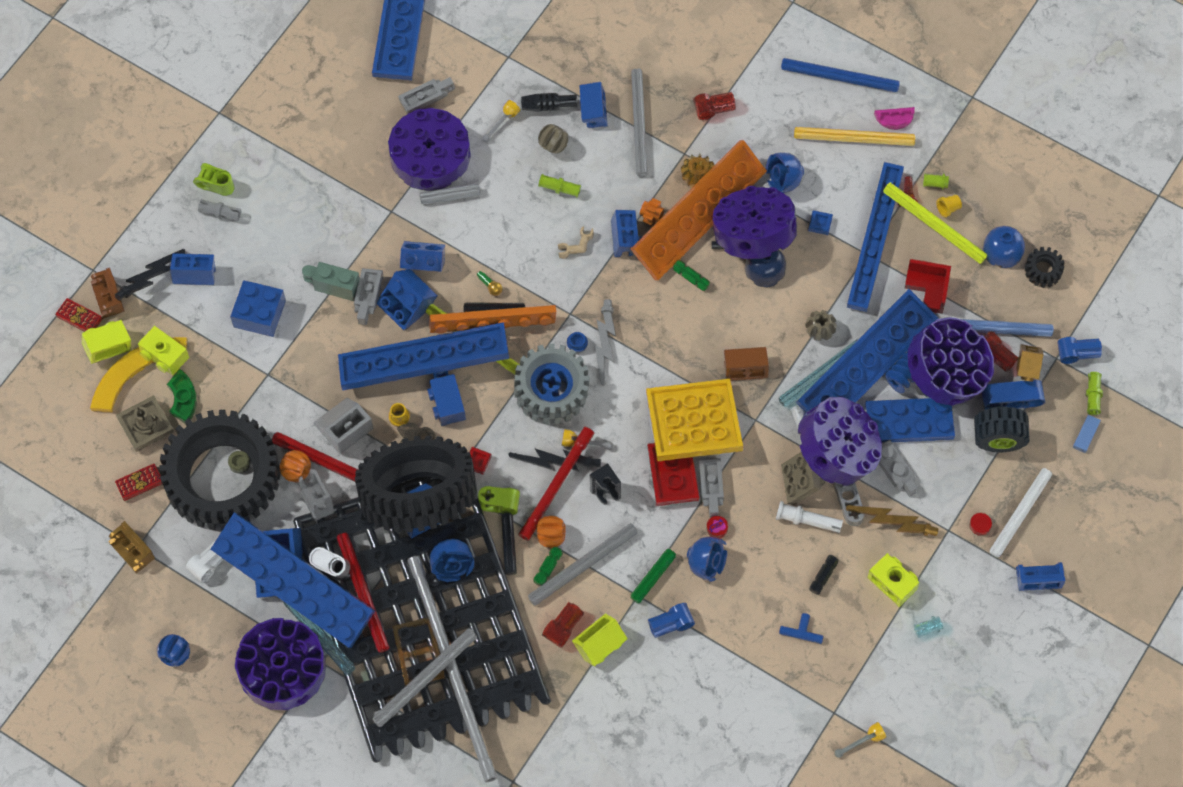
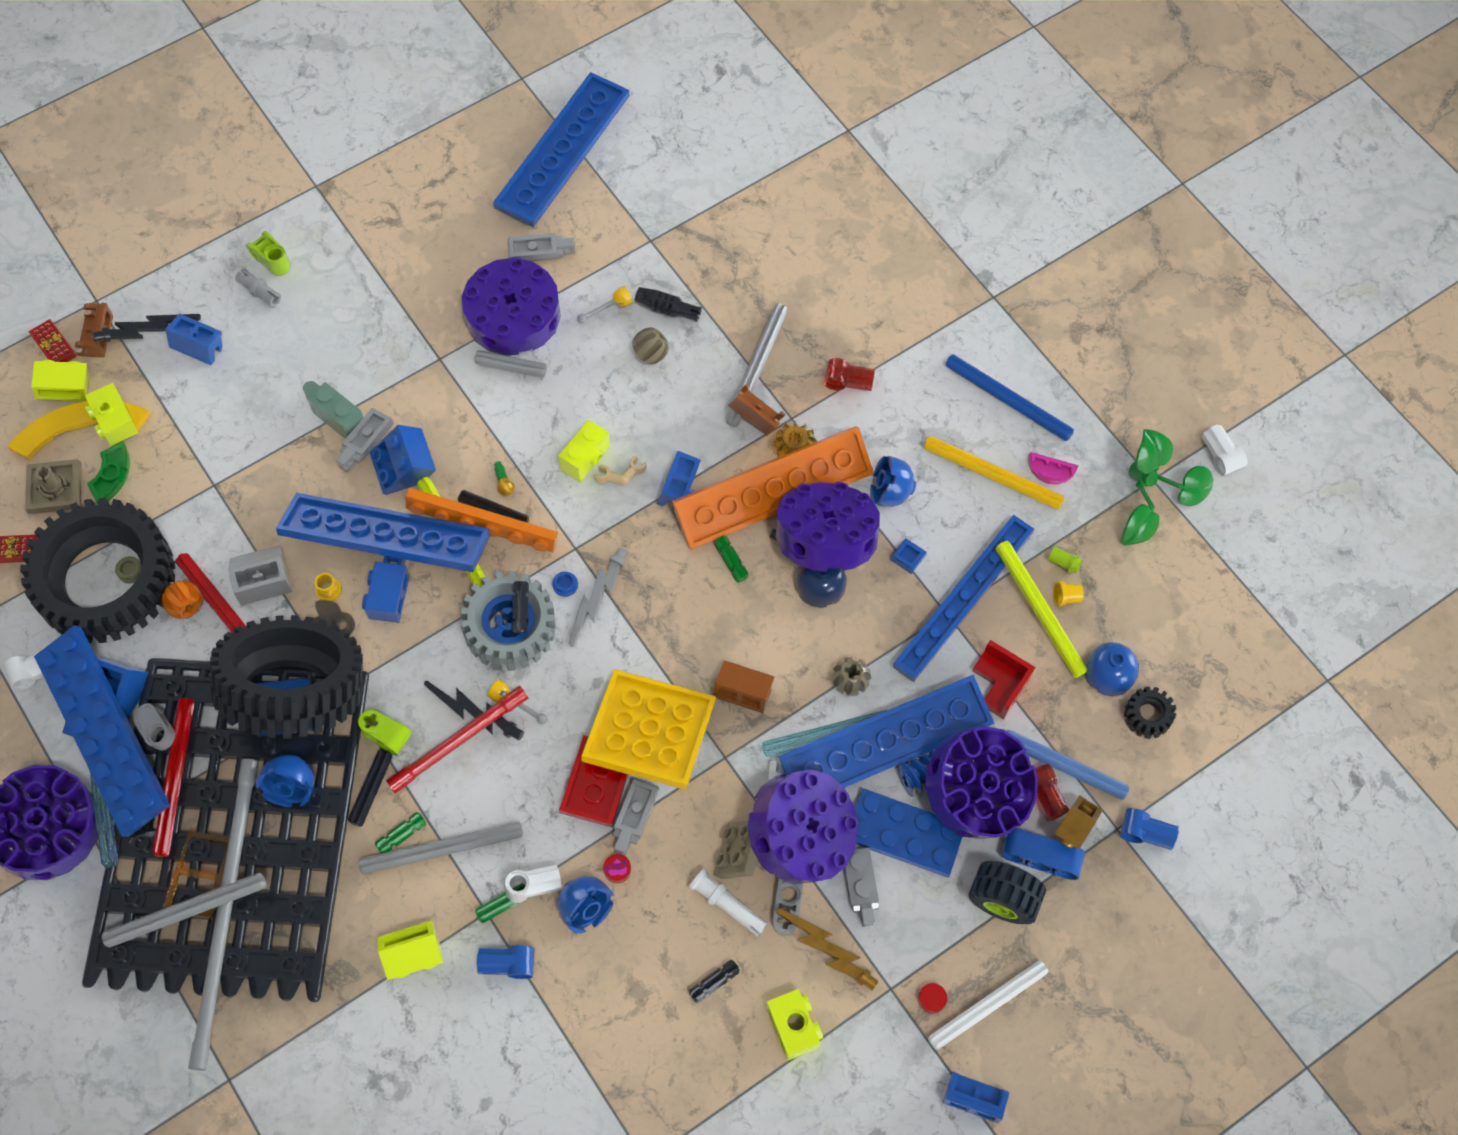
camera: 20 degrees right, 0 degrees up
(258, 308) = (238, 408): blue brick -> none
(316, 496) = (185, 644): light grey hinge -> none
(422, 256) = (442, 420): blue brick -> none
(480, 459) = (386, 675): red tile -> none
(542, 238) = (584, 451): none -> neon yellow brick
(551, 531) = (422, 794): orange piece -> none
(559, 185) = (633, 400): lime pin -> none
(559, 369) = (520, 607): none -> black axle
(560, 629) = (372, 916): clear red piece -> none
(593, 105) = (715, 326): blue hinge -> none
(605, 481) = (508, 760): black hinge -> none
(652, 211) = (720, 467): orange gear -> none
(657, 157) = (755, 410): none -> dark orange hinge
(666, 558) = (536, 883): none -> white piece
(801, 632) = (654, 1043): blue piece -> none
(908, 188) = (1028, 557): clear red bar -> none
(929, 626) = (811, 1102): clear light blue pin -> none
(969, 76) = (1155, 452): none -> green plant
(1019, 58) = (1226, 456): none -> white piece
(1086, 434) = (1113, 938): medium blue piece -> none
(1094, 393) = (1143, 892): lime pin -> none

